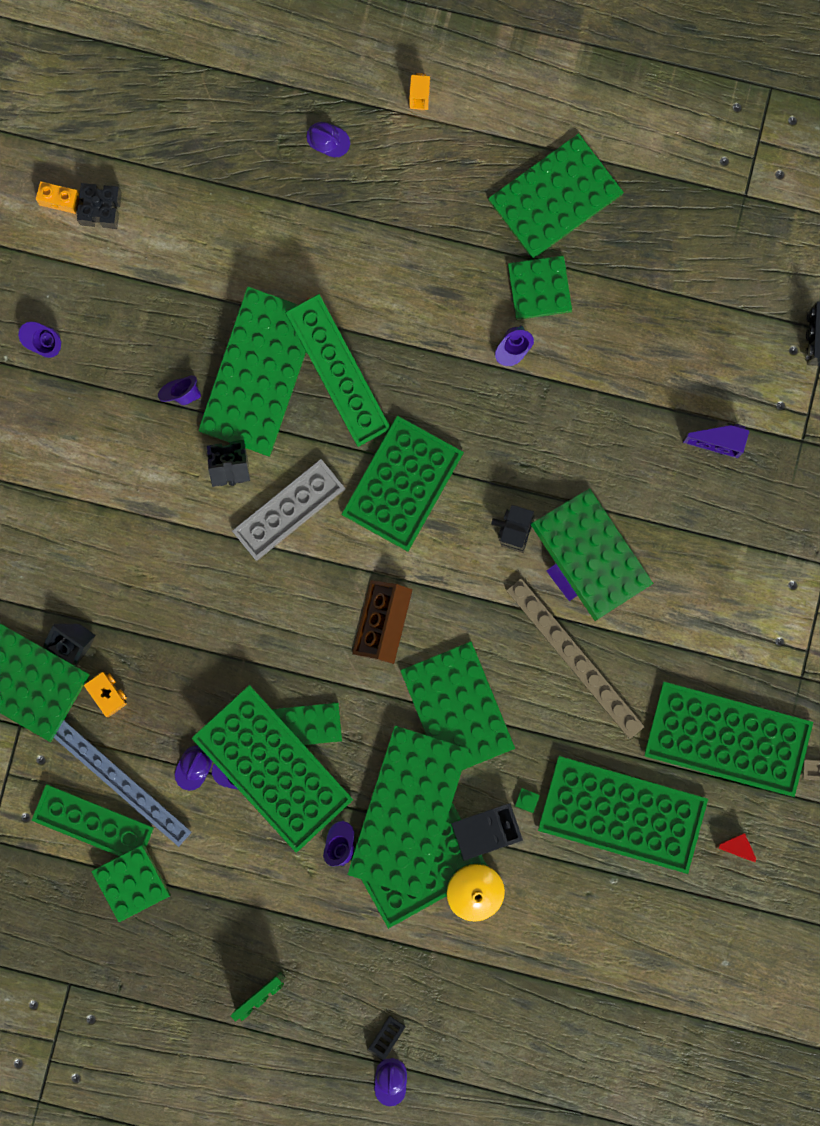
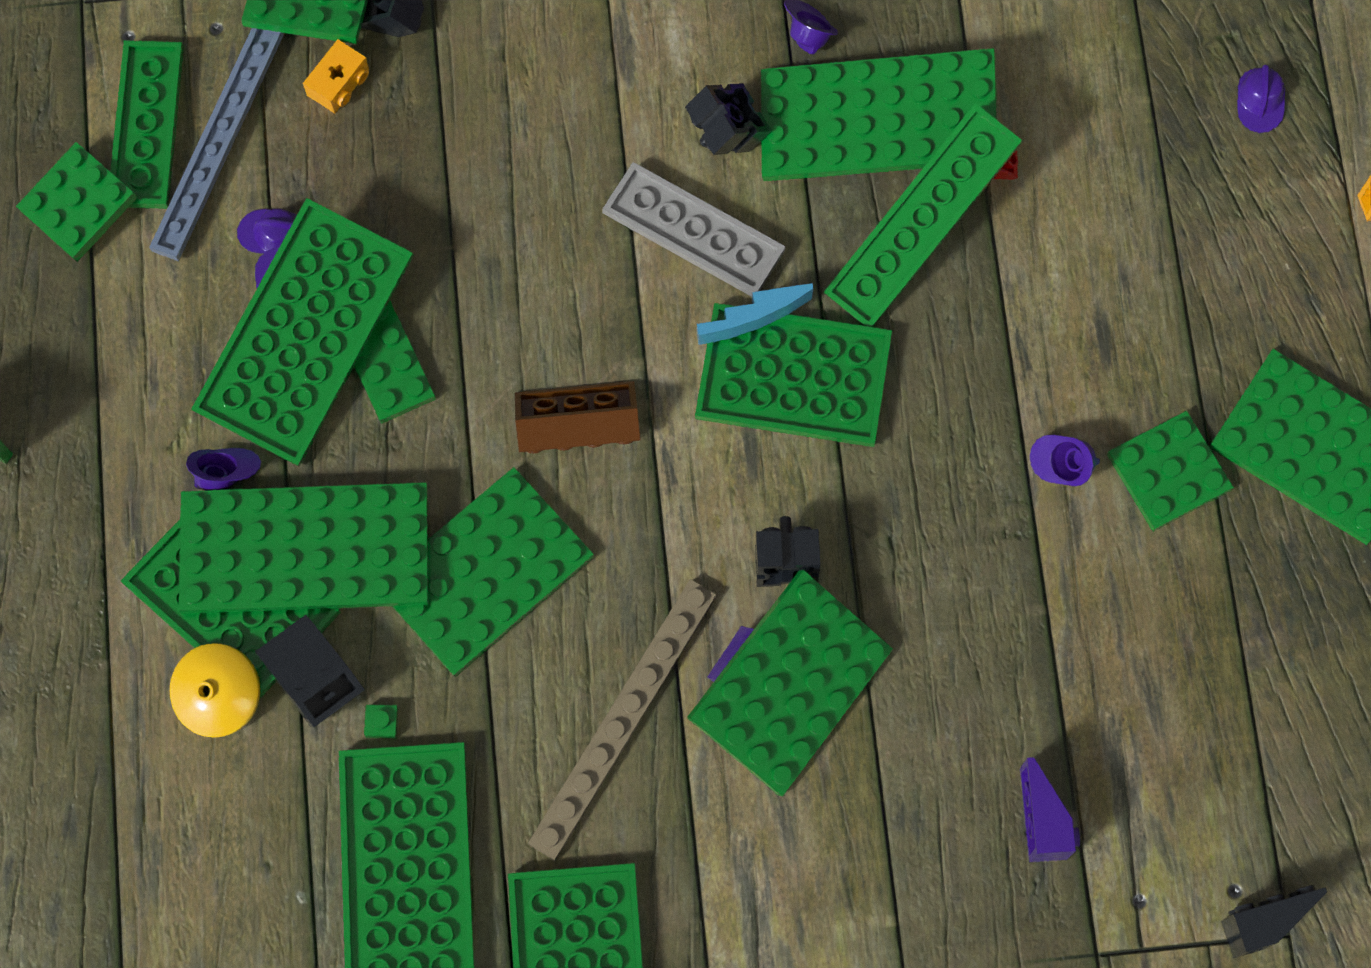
camera: 70 degrees right, 10 degrees down
(358, 486) = (765, 308): none -> dark azure slope

